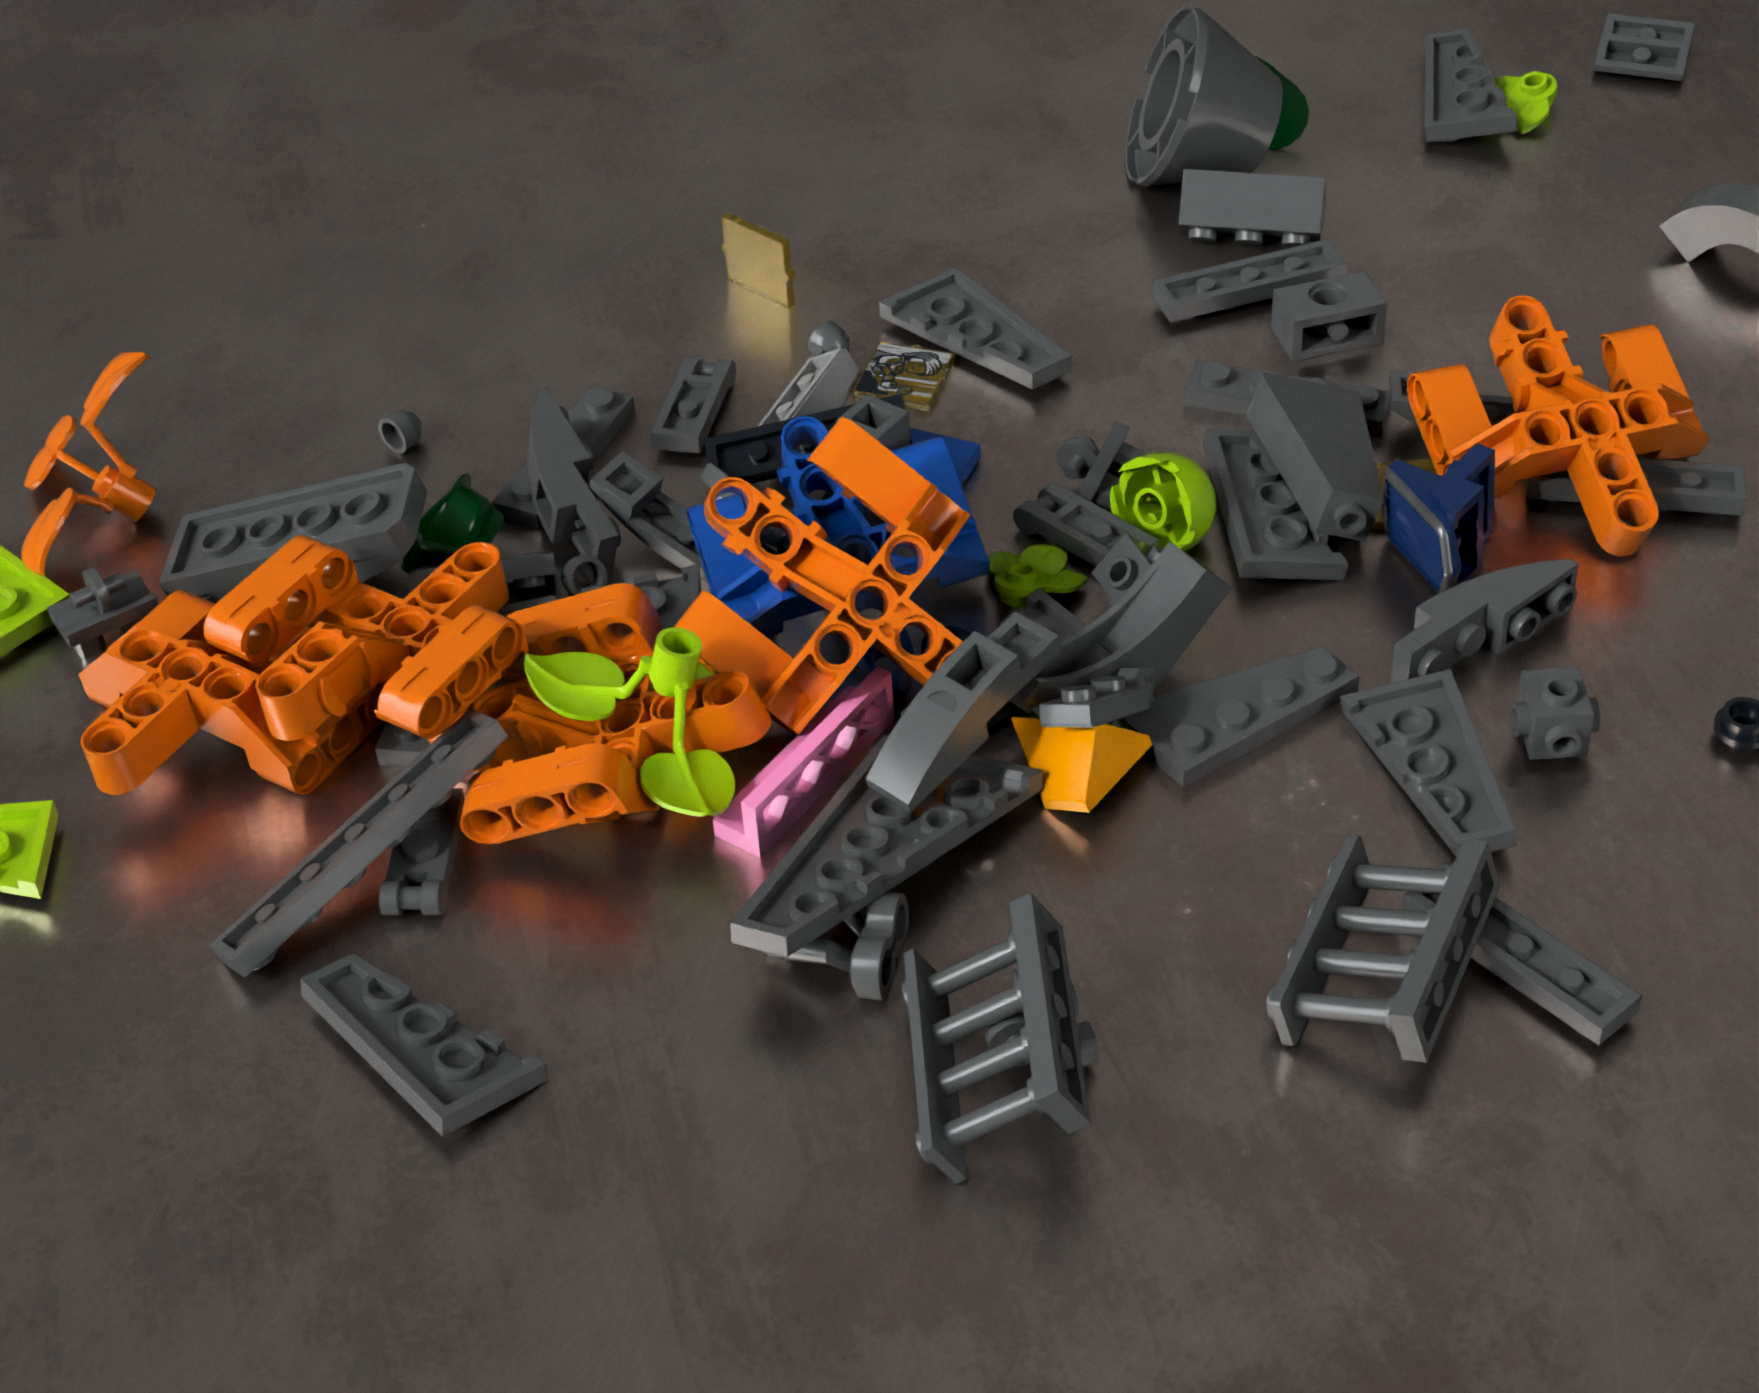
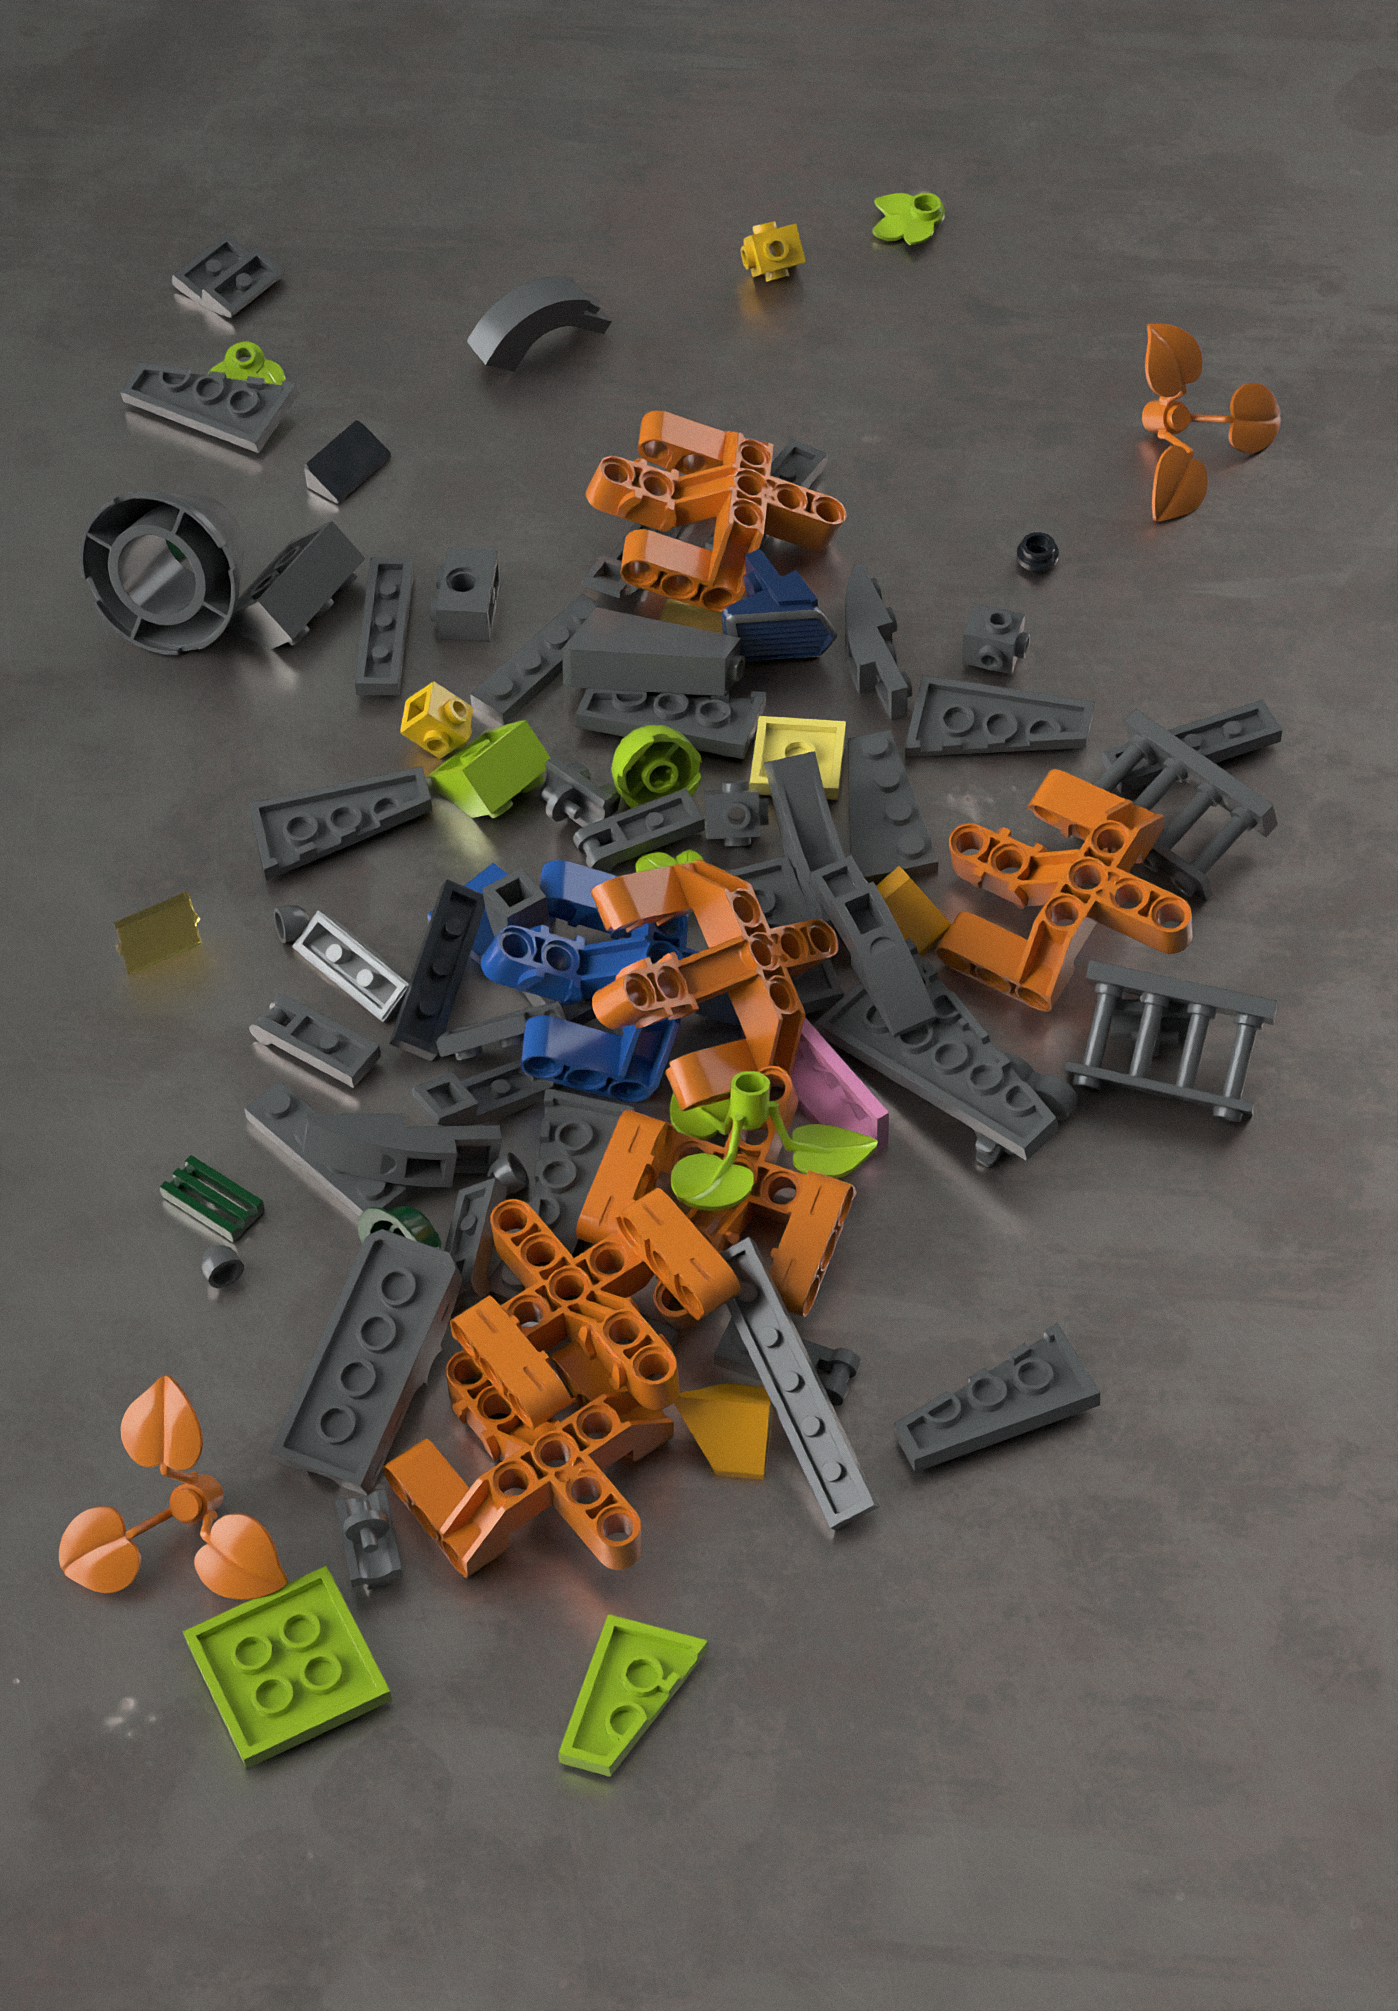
camera: 70 degrees left, 10 degrees up
(309, 814) = (730, 1427): none -> light orange slope
(473, 405) = (185, 1177): none -> dark green tile
(905, 371) = (355, 889): piece -> none
(1093, 398) = (492, 770): none -> lime slope
(1102, 701) = (892, 872): dark grey hinge -> none
(1133, 343) = (437, 720): none -> yellow brick
(1177, 859) = (1114, 839): none -> orange piece
(1271, 617) = (794, 736): none -> light yellow plate
(1453, 190) = (345, 462): none -> black slope

